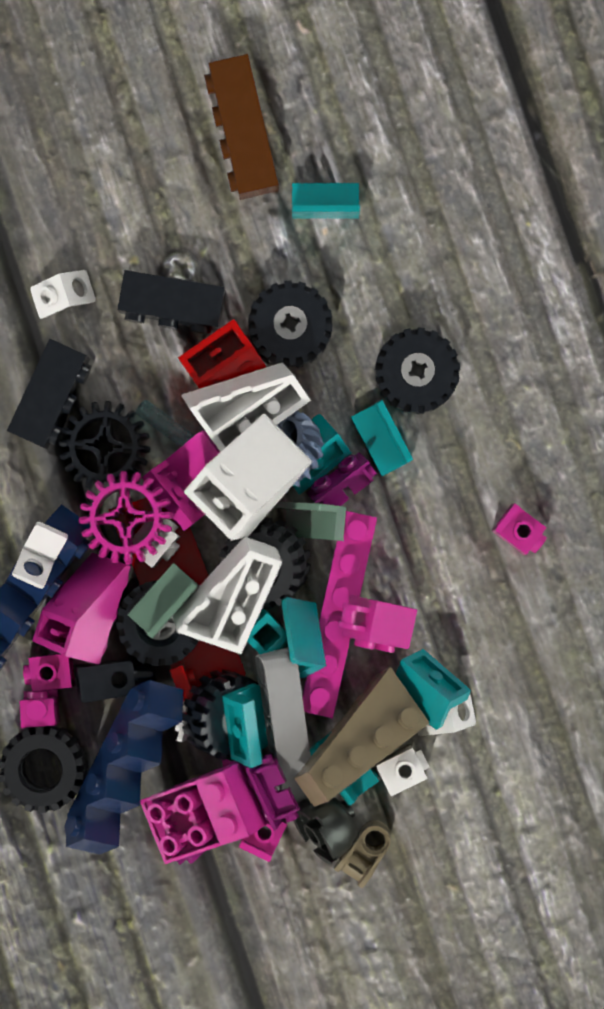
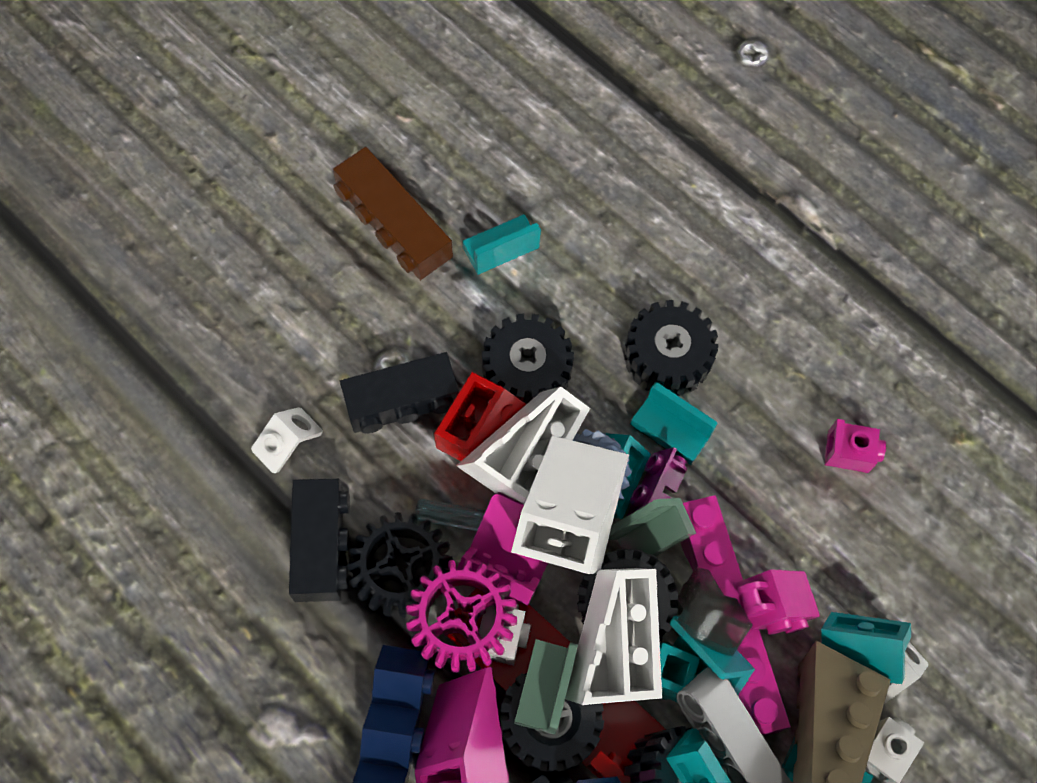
camera: 25 degrees left, 20 degrees down
(41, 548) = (384, 700): white bracket -> none
(312, 611) = (711, 616): none -> clear smoke brick

